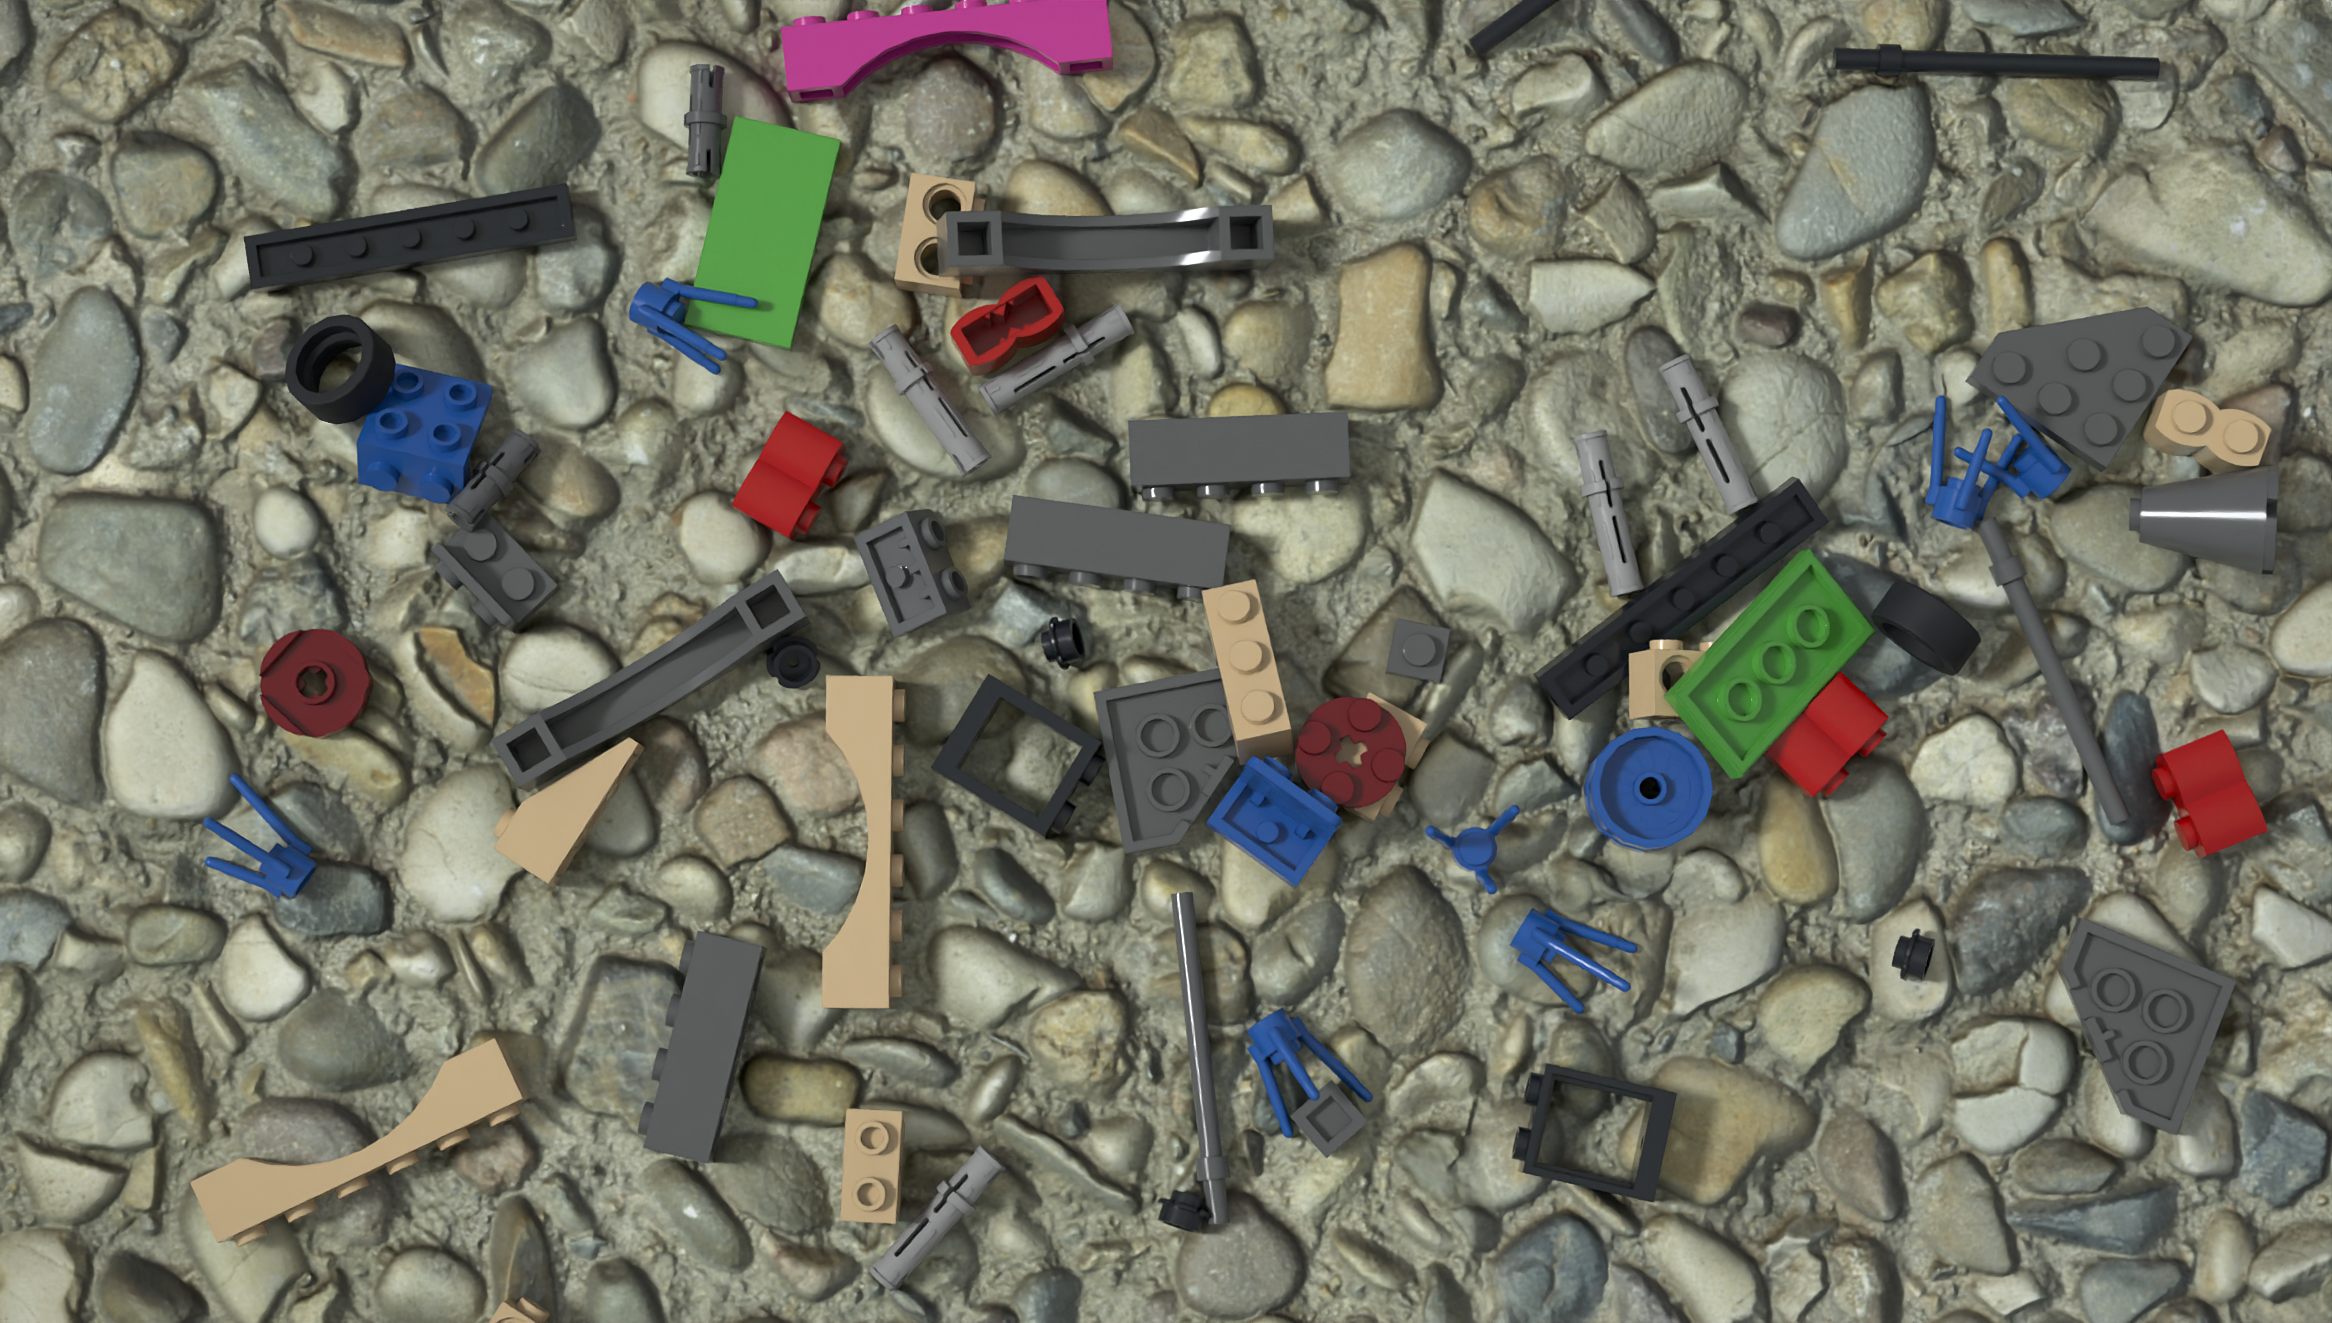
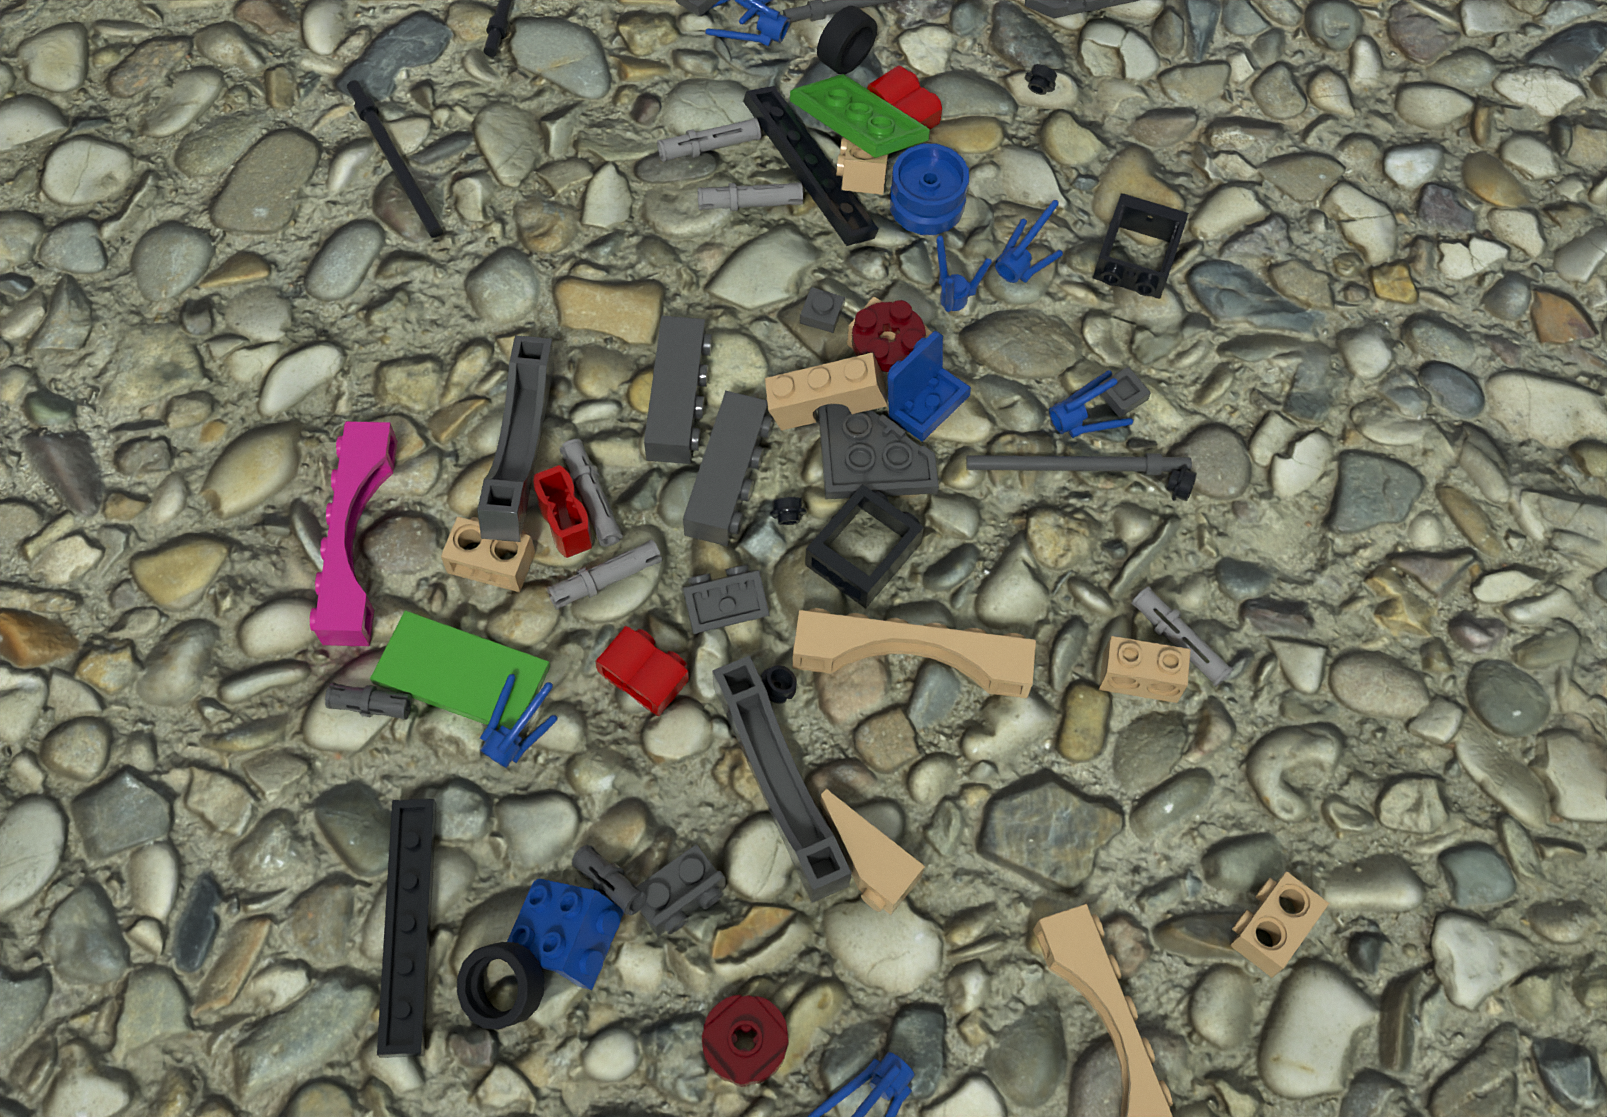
camera: 85 degrees left, 20 degrees down
(703, 1046) = (1053, 776): dark grey brick -> none

